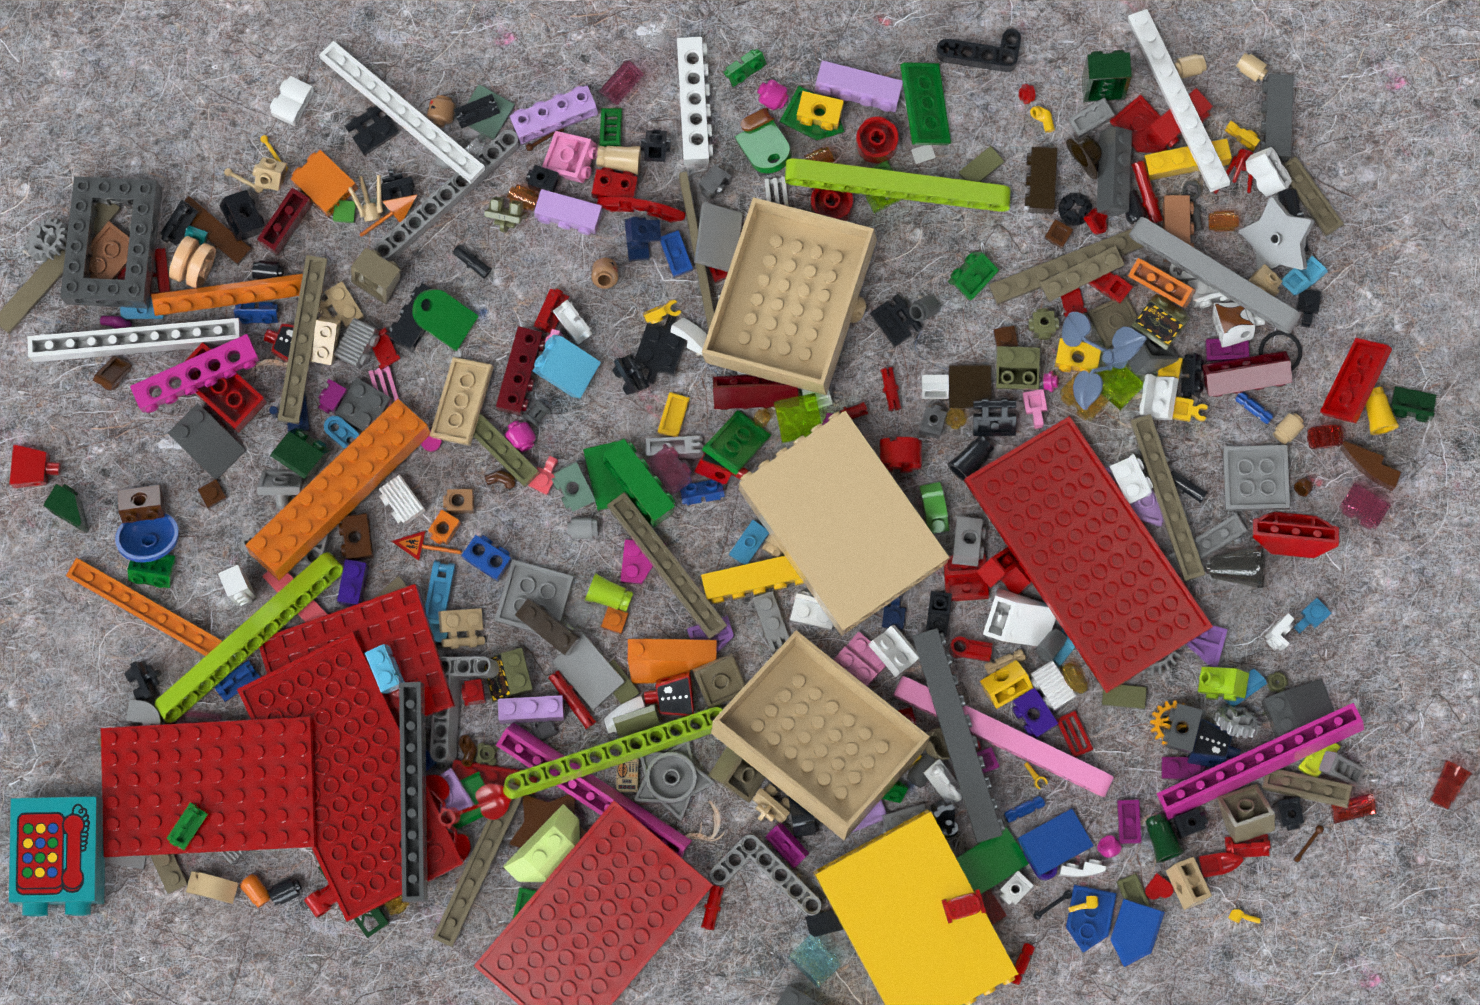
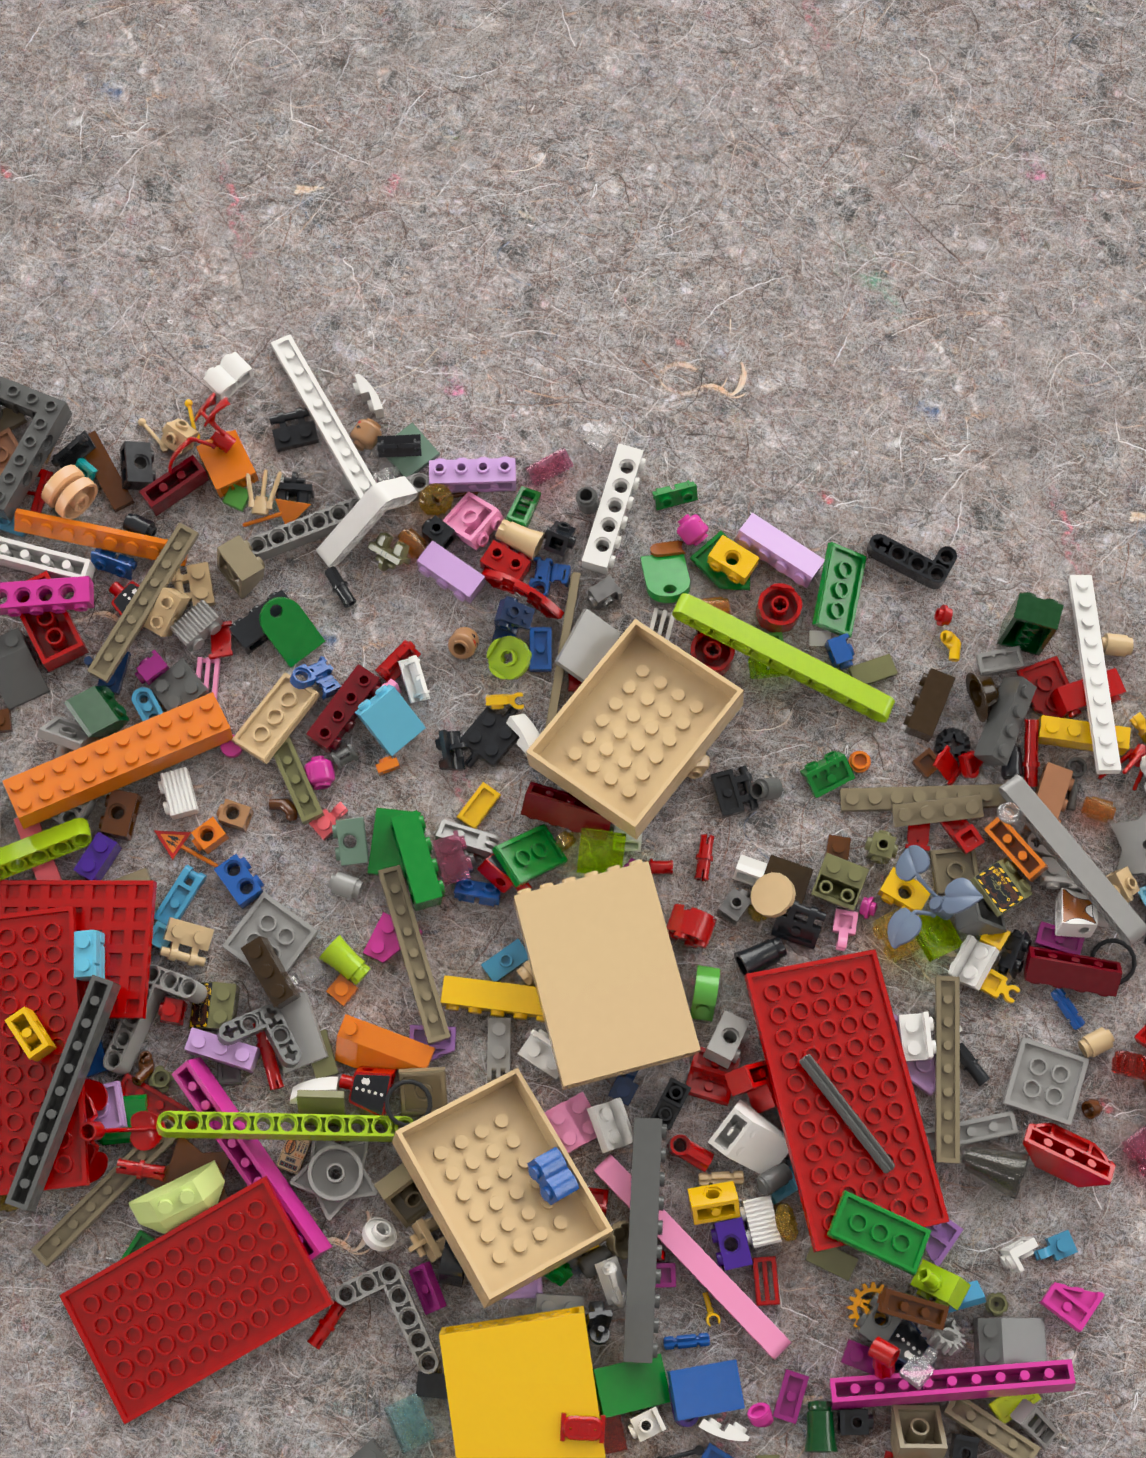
camera: 15 degrees right, 5 degrees down
(312, 163) = (220, 437): none -> red plant
(363, 753) = (30, 1034): none -> yellow brick
(425, 70) = (363, 388): none -> white slope
(482, 171) = (363, 516): none -> white beam
(484, 347) = (316, 672): none -> blue piece
(502, 835) = (140, 1169): none -> red pin
(530, 141) = (438, 491): none -> clear yellow gear
(560, 674) = (263, 1024): none -> dark grey beam
(578, 408) = (387, 765): none -> orange plate
(657, 181) = (549, 573): none -> blue piece
(660, 265) = (520, 654): none -> lime plate
(668, 95) = (587, 500): none -> dark grey brick
(698, 681) = (394, 1087): none -> black piece
(728, 815) = (379, 1234): none -> white plate
(861, 710) = (553, 1176): none -> brick
(946, 160) = (840, 652): none -> blue brick
(963, 400) = (772, 895): none -> tan tile
(997, 254) = (859, 761): none -> orange plate
(1077, 230) = (947, 765): none -> red piece
(1094, 566) = (847, 1113): none -> dark grey axle
(1144, 254) = (1008, 813): none -> clear plate
(1156, 657) = (879, 1233): none -> green tile
(1195, 756) = (884, 1357): none -> red piece
(1205, 708) = (912, 1308): none -> reddish brown plate
(1228, 758) = (918, 1369): none -> clear plate
(1340, 658) = (1071, 1304): none -> dark pink wing

